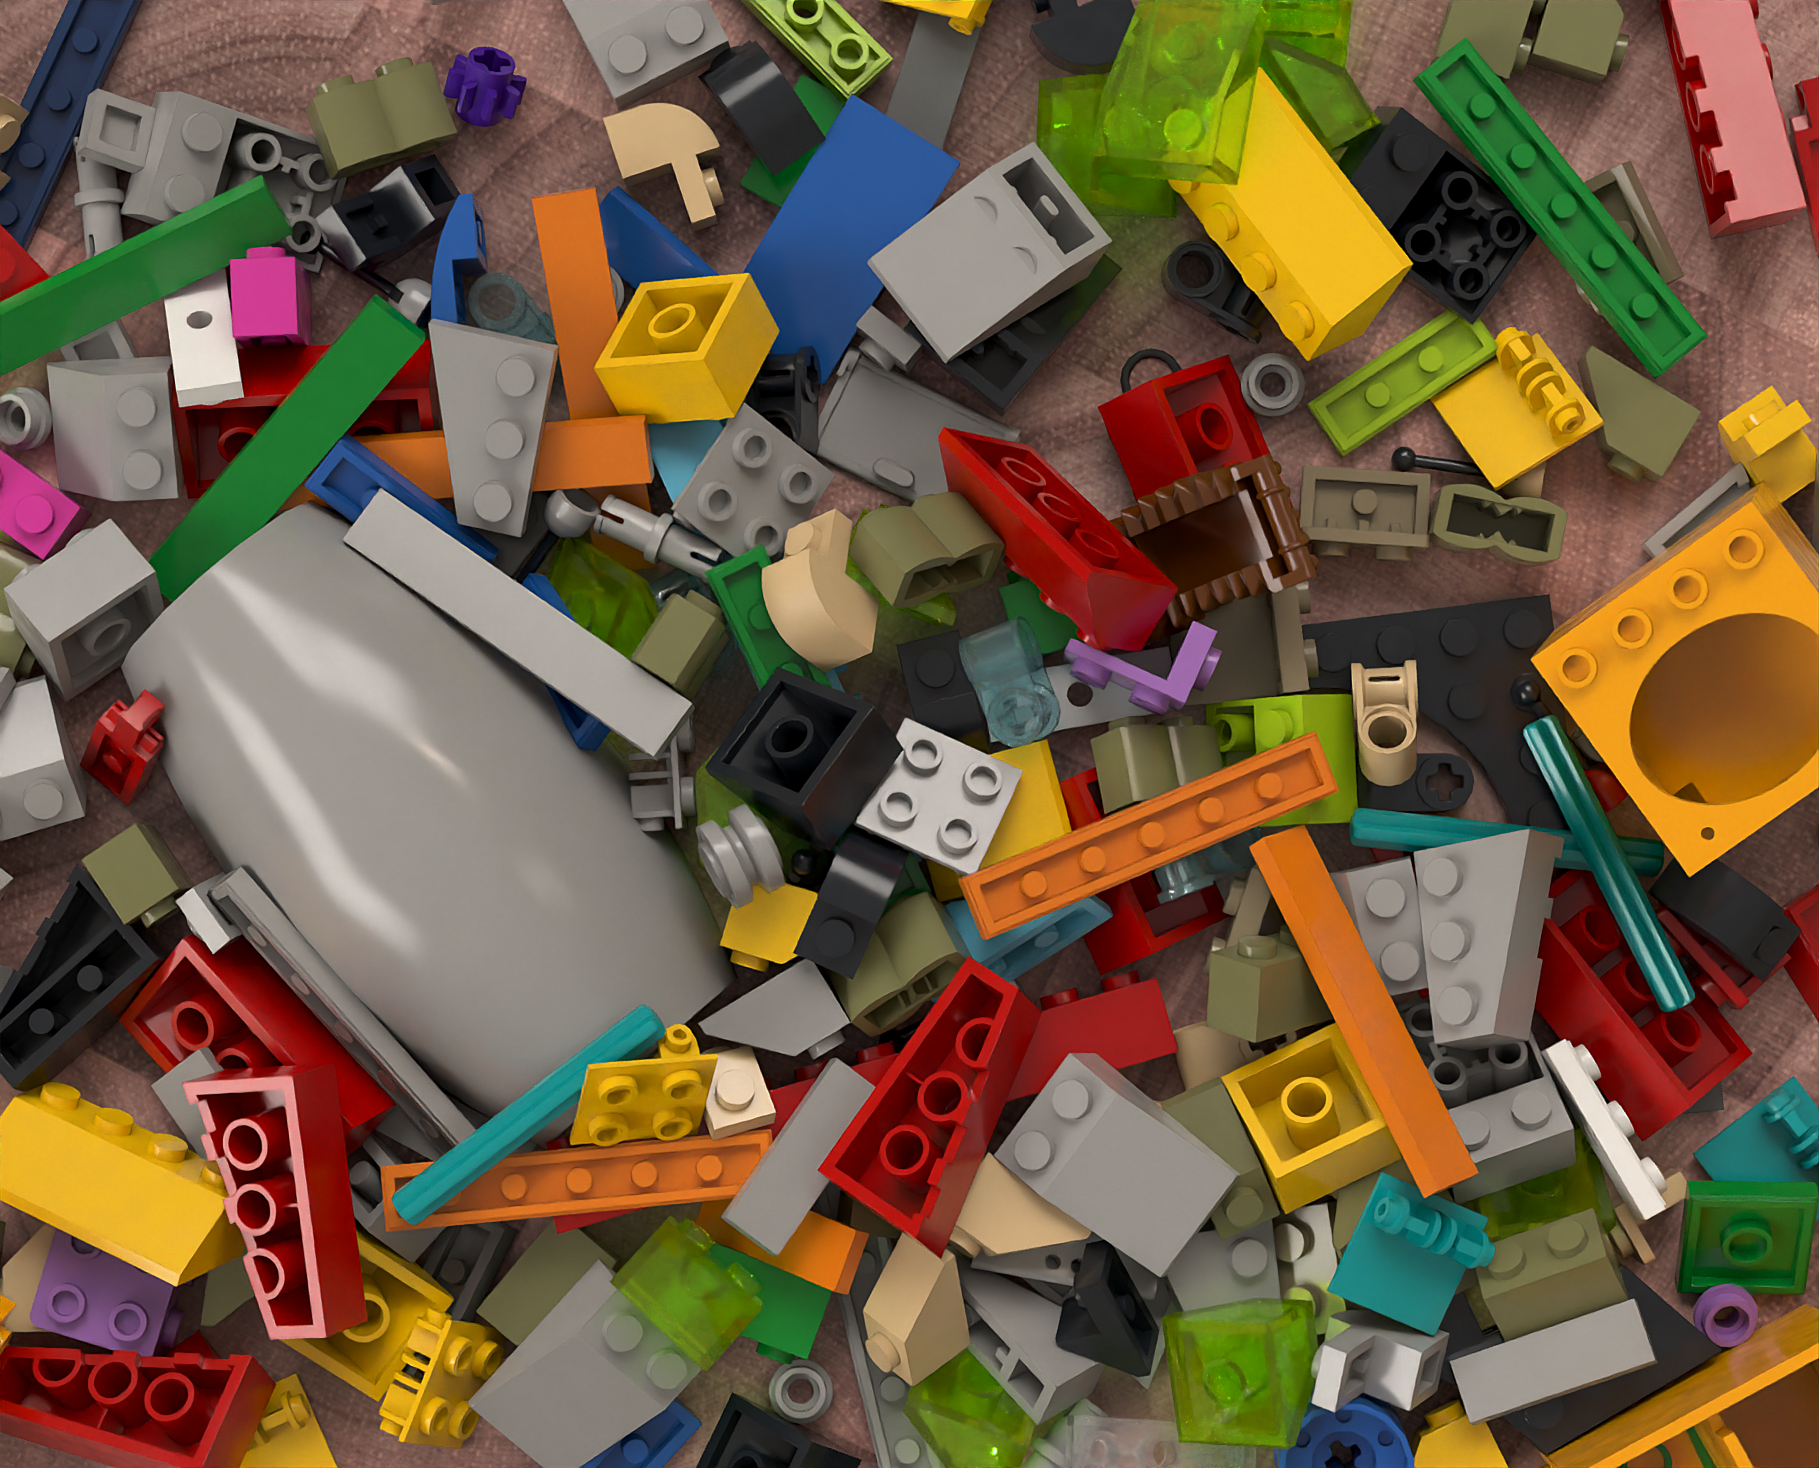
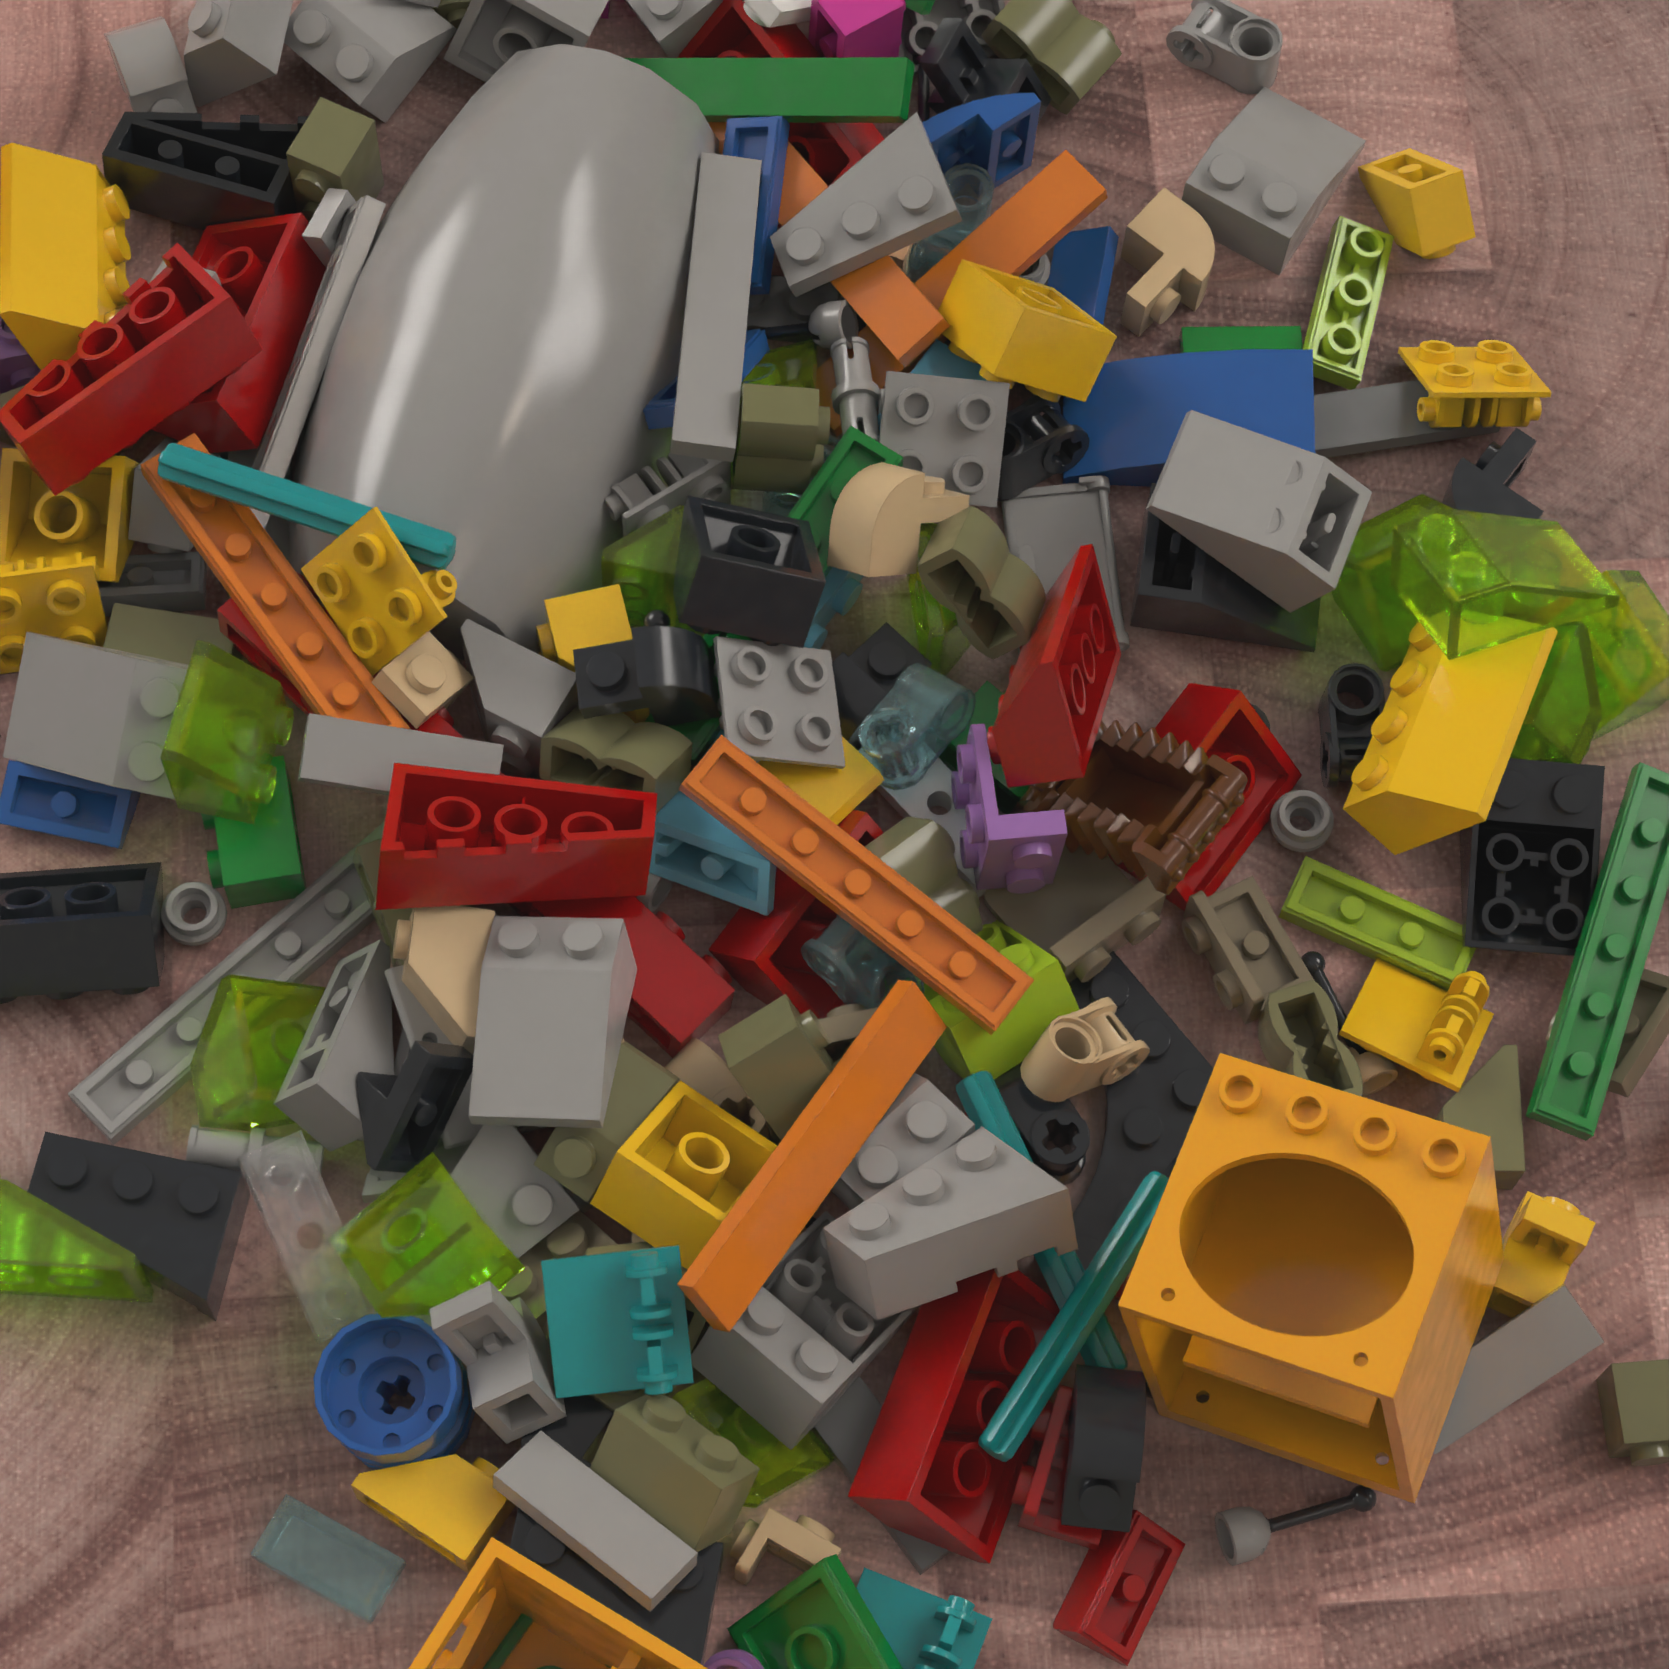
camera: 55 degrees right, 20 degrees down
(125, 747) = (433, 101): red hinge -> none
(484, 86) = (1129, 102): dark purple gear -> none
(740, 856) = (629, 558): light grey wheel -> none
(762, 105) = (1255, 292): black brick -> none
(817, 1251) = (322, 819): orange tile -> none
(886, 342) = (1130, 496): light grey plate -> none
(916, 1313) = (315, 946): tan slope -> none
(1606, 1129) = (839, 1447): white tile -> none

